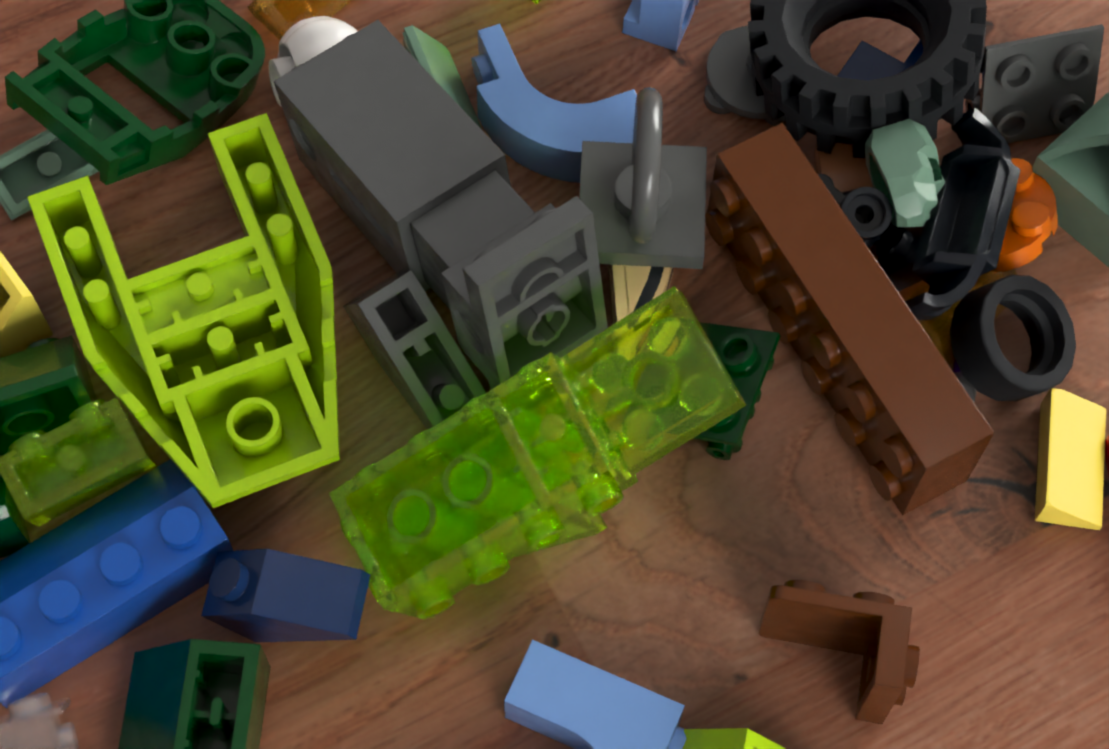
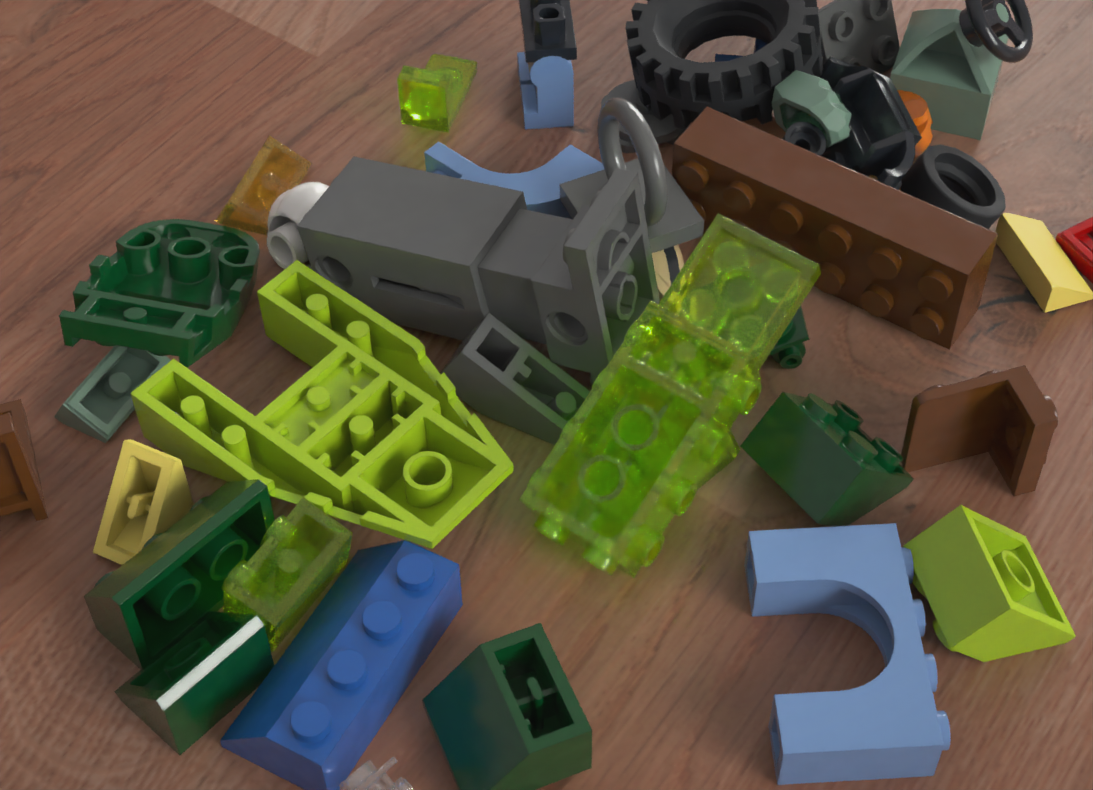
camera: 25 degrees left, 15 degrees down
(285, 597) = (531, 587): dark blue slope -> none
(675, 589) = (825, 458): none -> dark green slope

